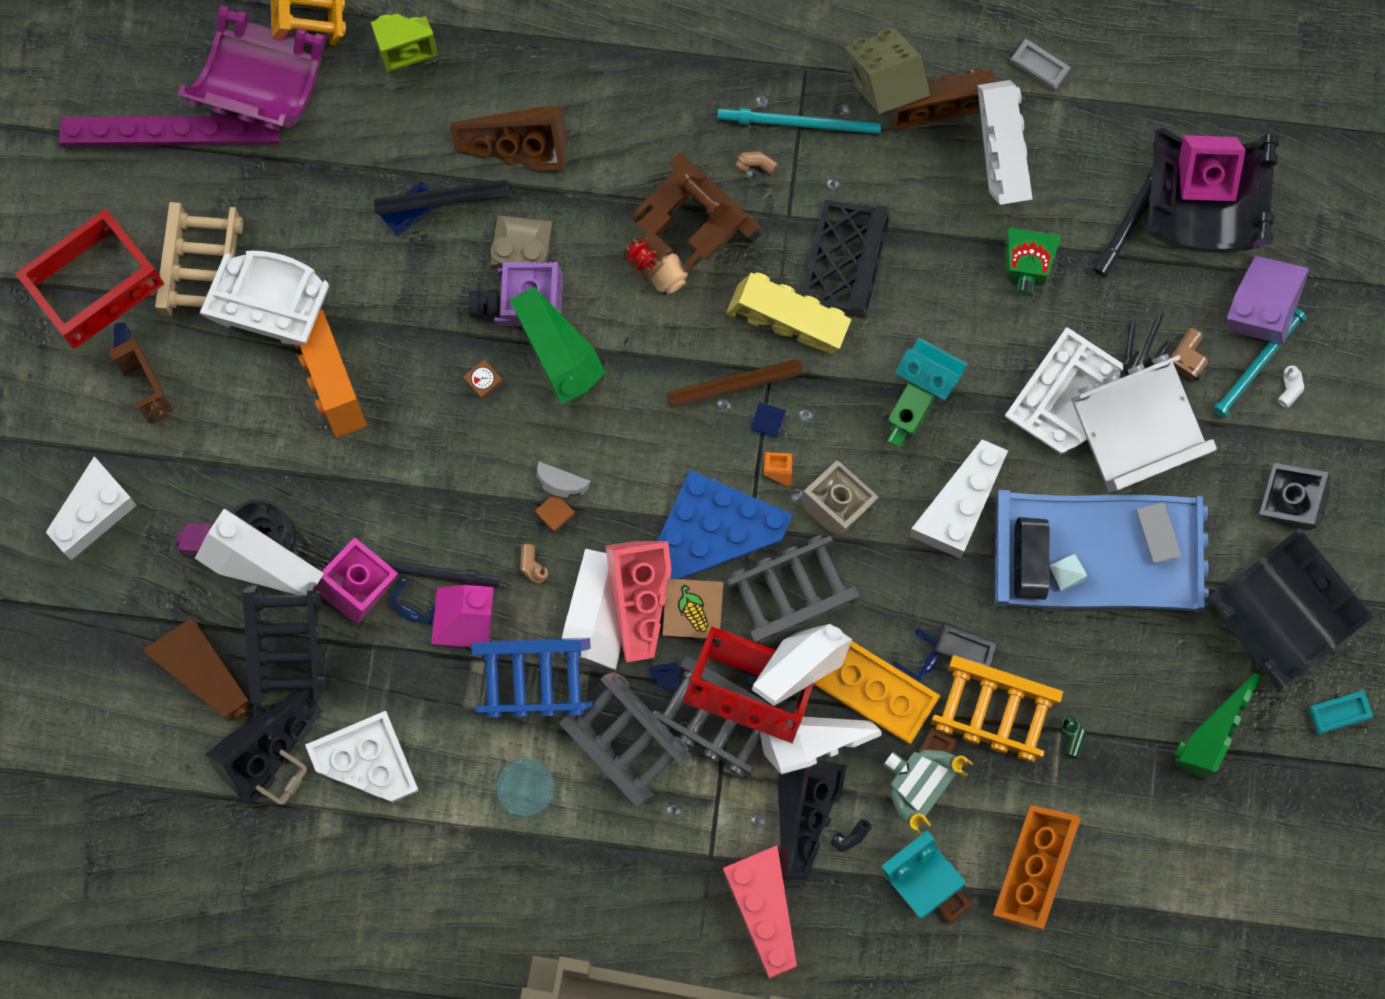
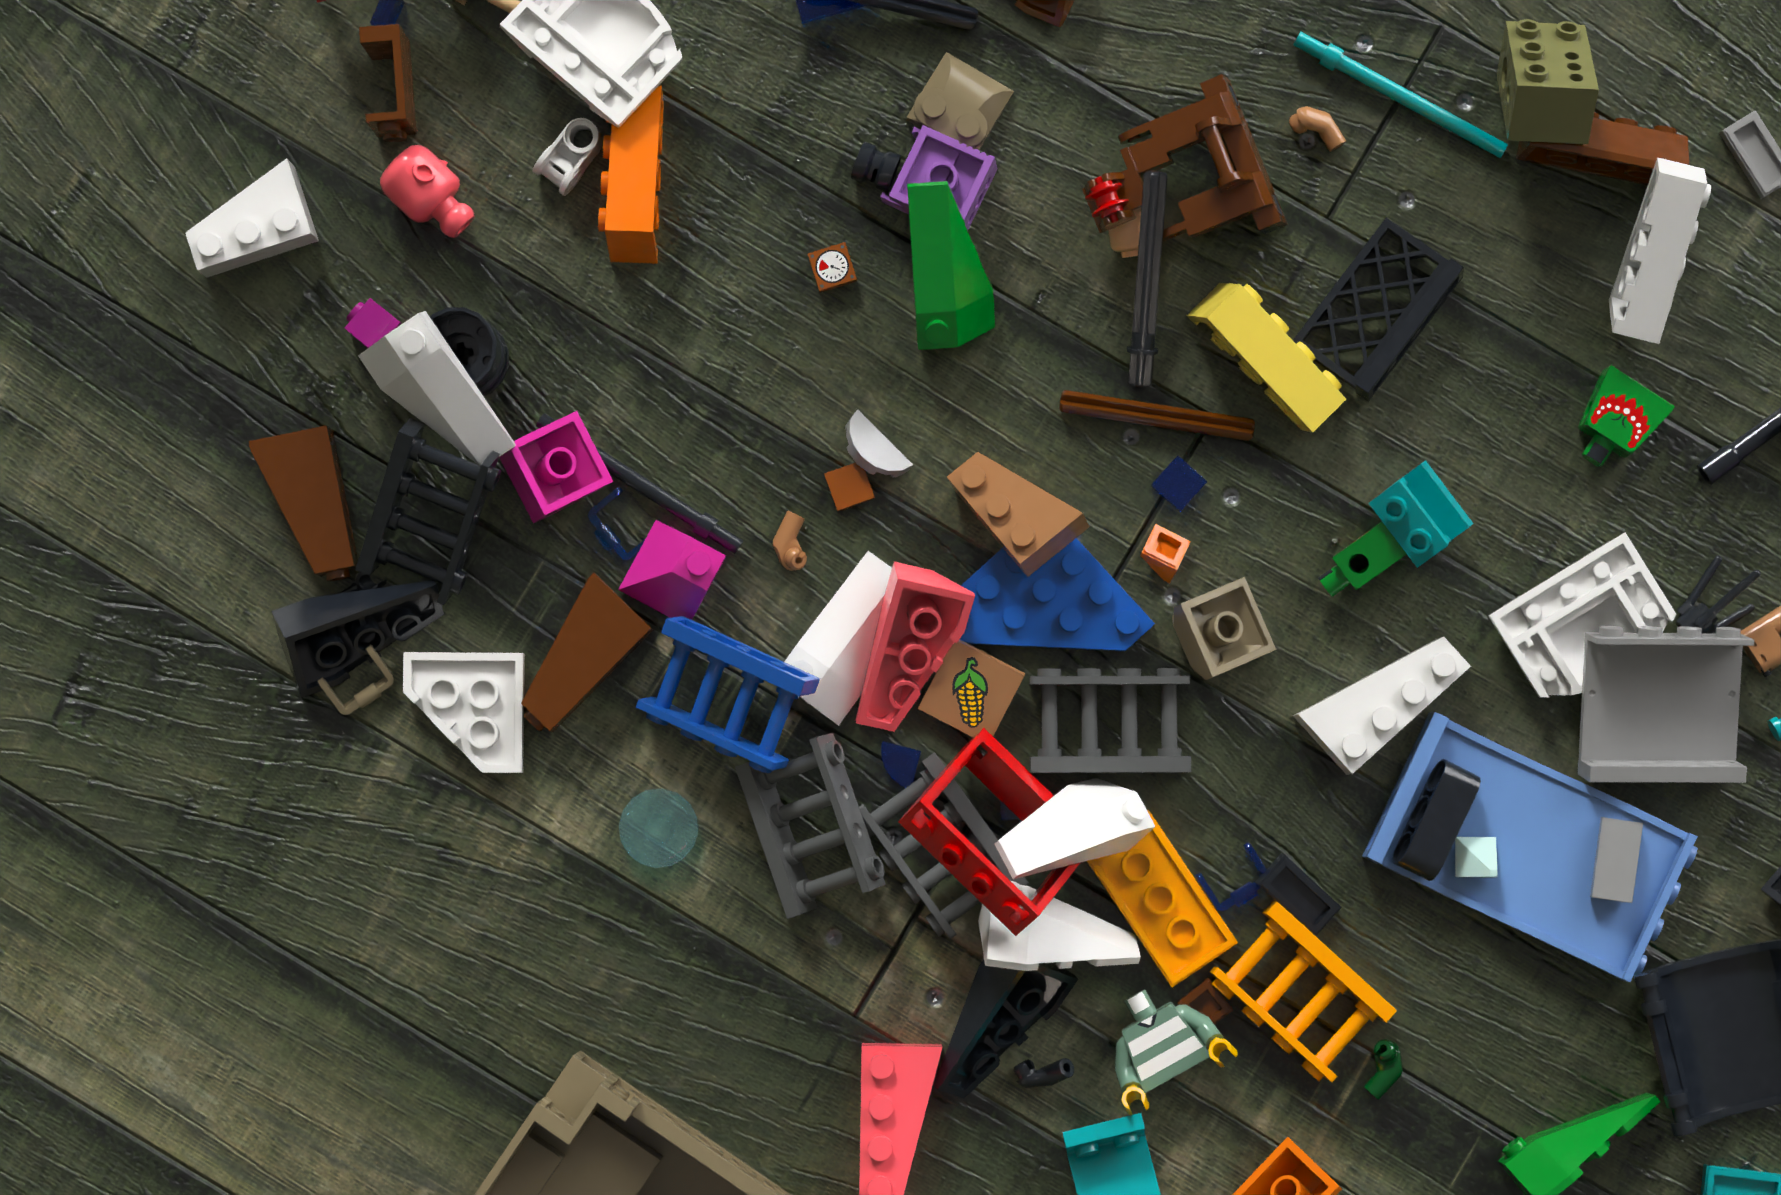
camera: 25 degrees right, 10 degrees up
(195, 440) = (426, 189): none -> coral piece
(279, 384) = (569, 157): none -> white piece
(427, 691) = (586, 651): none -> reddish brown slope
(671, 479) = (1016, 512): none -> medium nougat wedge
(690, 298) = (1147, 279): none -> black axle

